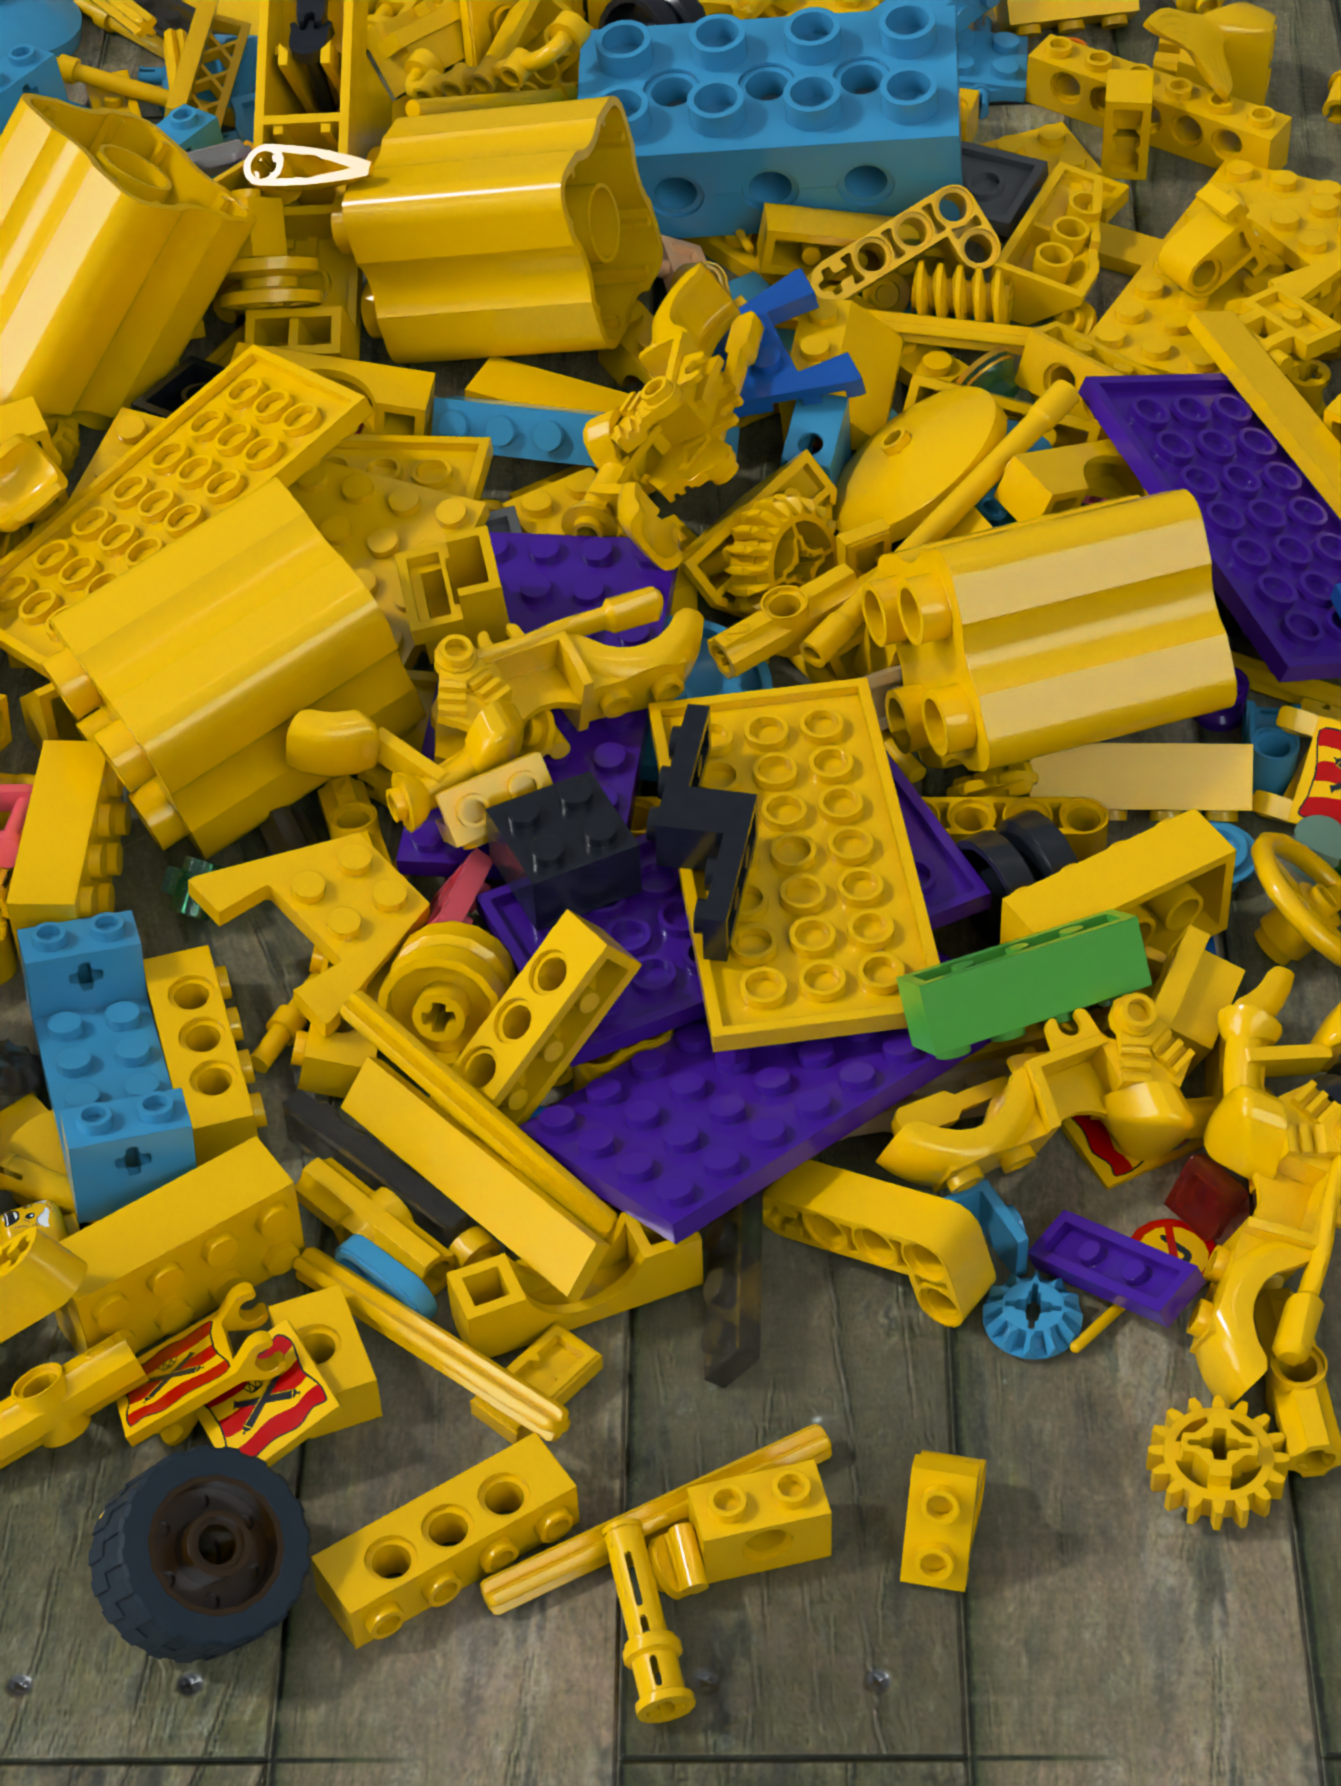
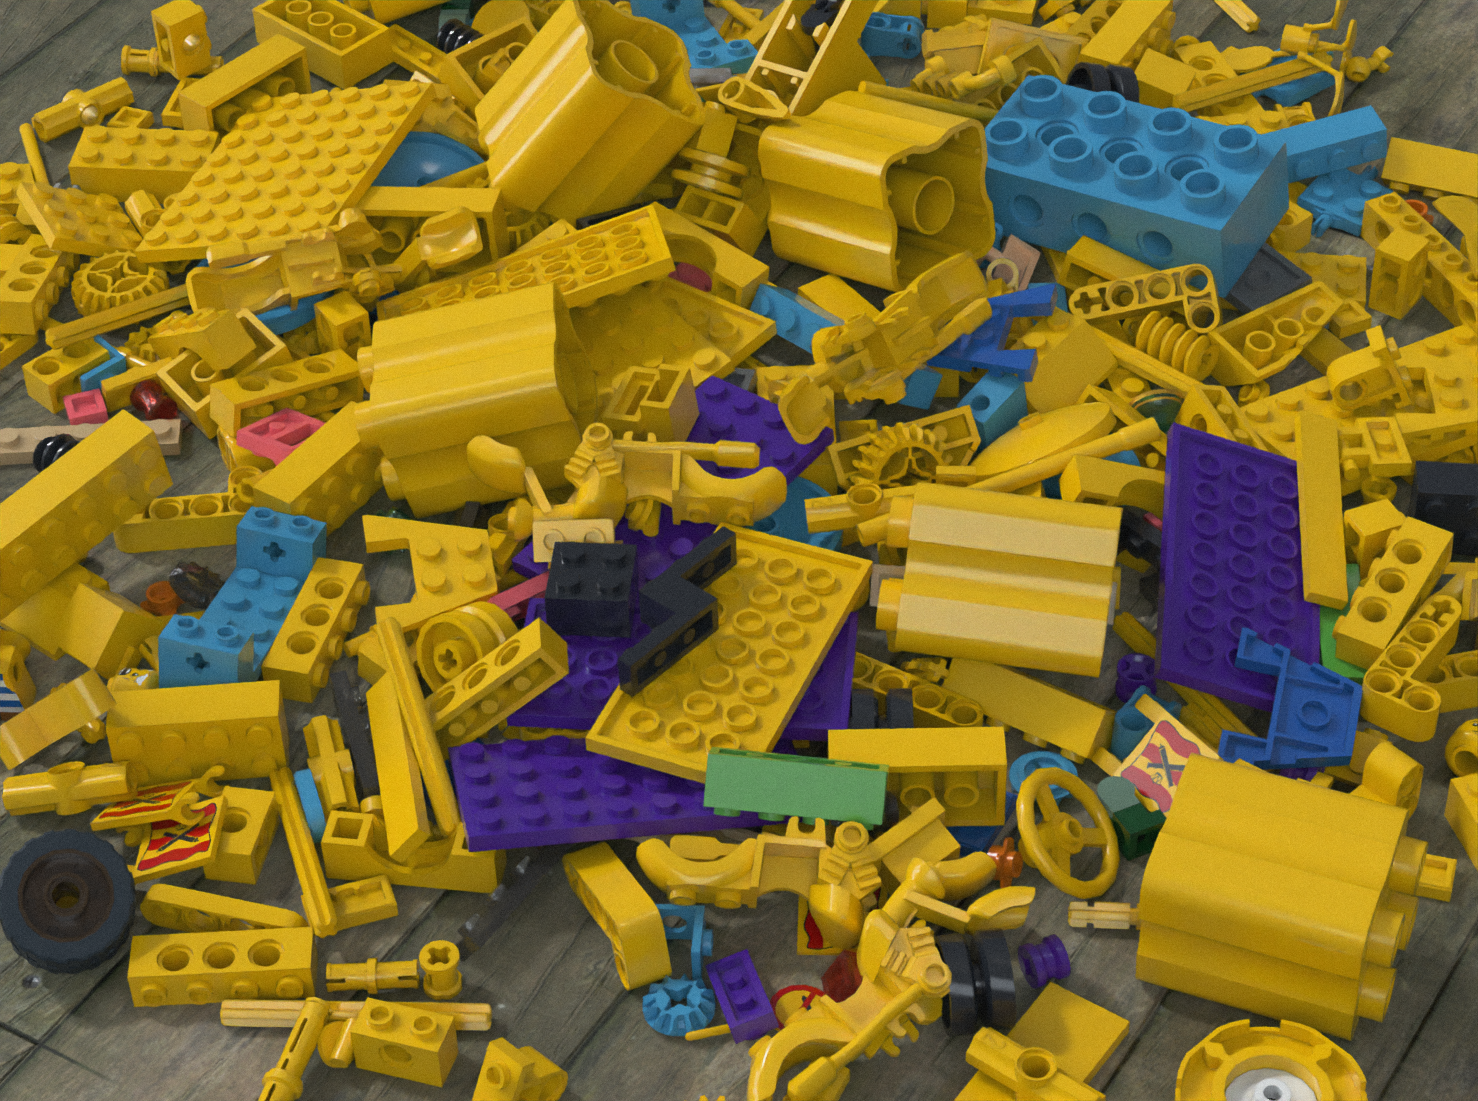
camera: 30 degrees right, 5 degrees down
(392, 1473) = (178, 907): none -> yellow beam
(639, 1458) = (372, 975): none -> yellow pin
(714, 1408) = (440, 964): none -> yellow bush
(1255, 965) = (1007, 861): none -> orange plate

